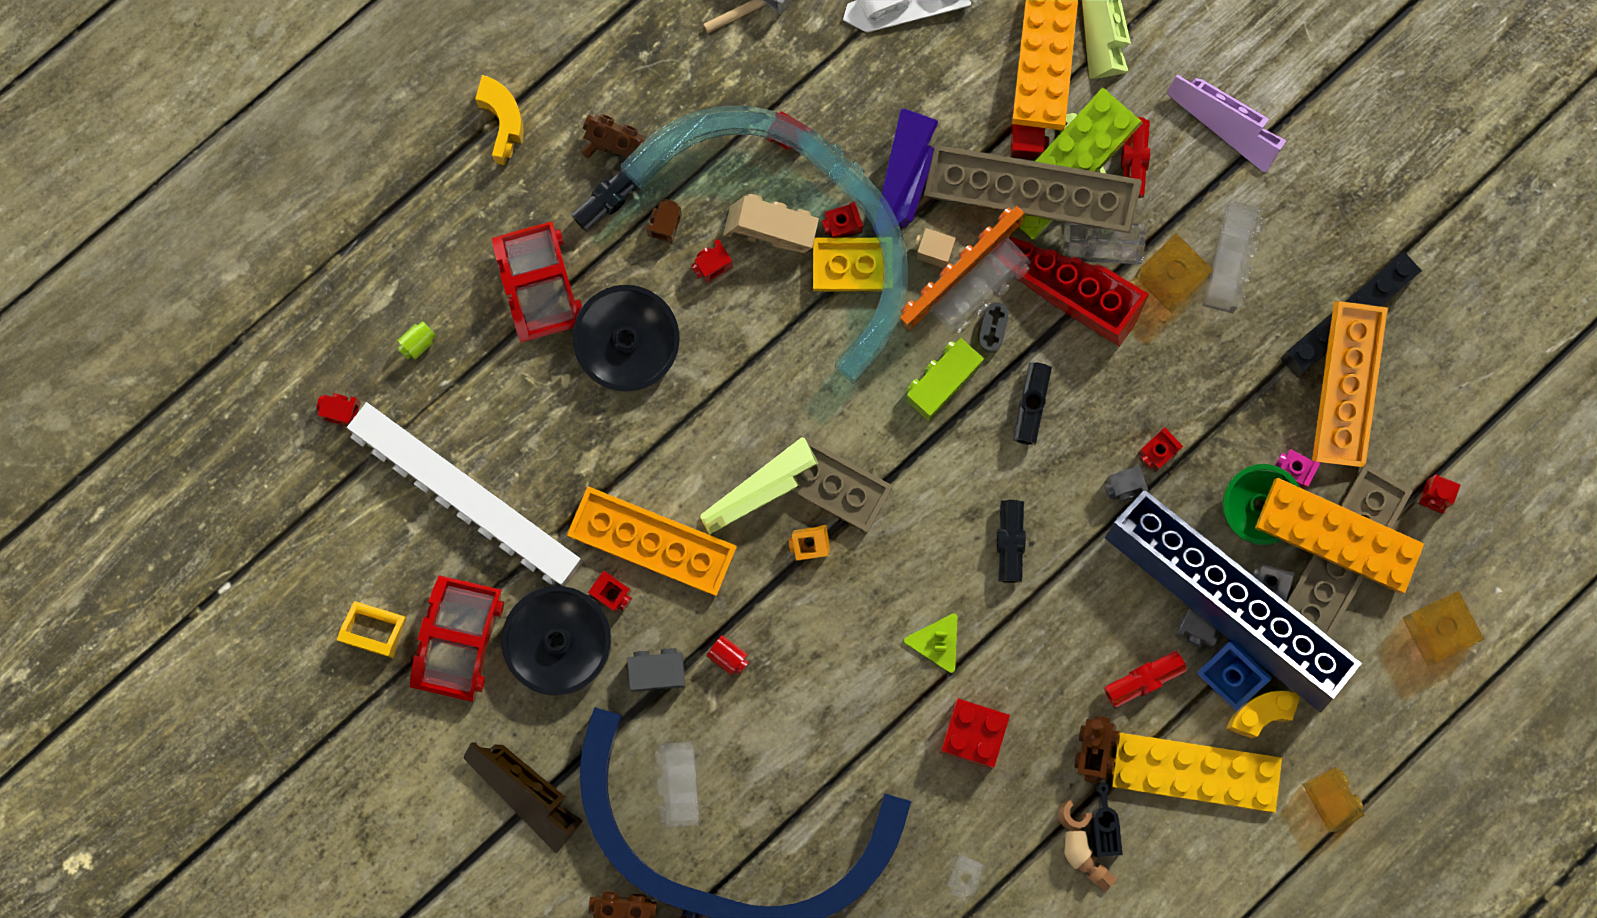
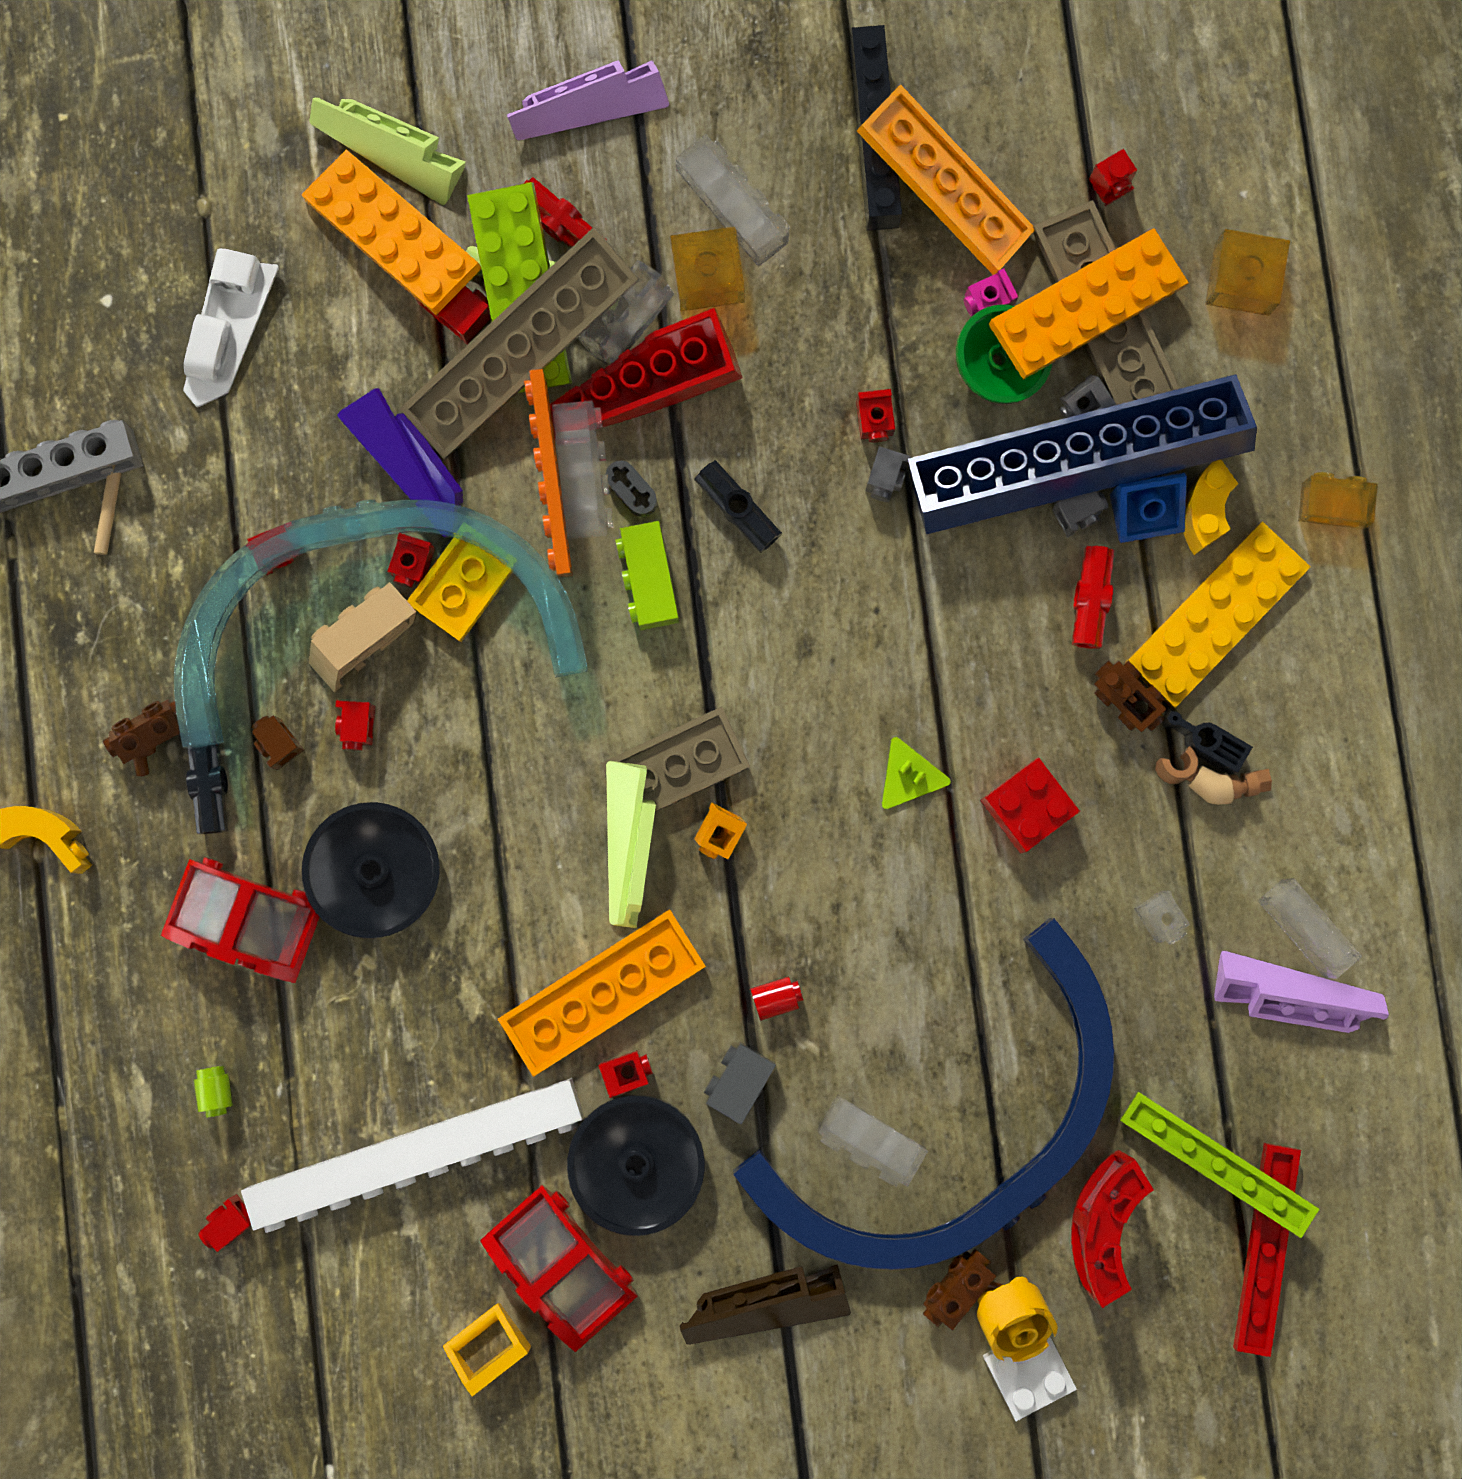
camera: 55 degrees left, 5 degrees up
(934, 248) = (506, 487): tan brick -> none
(1011, 541) = (861, 629): black piece -> none

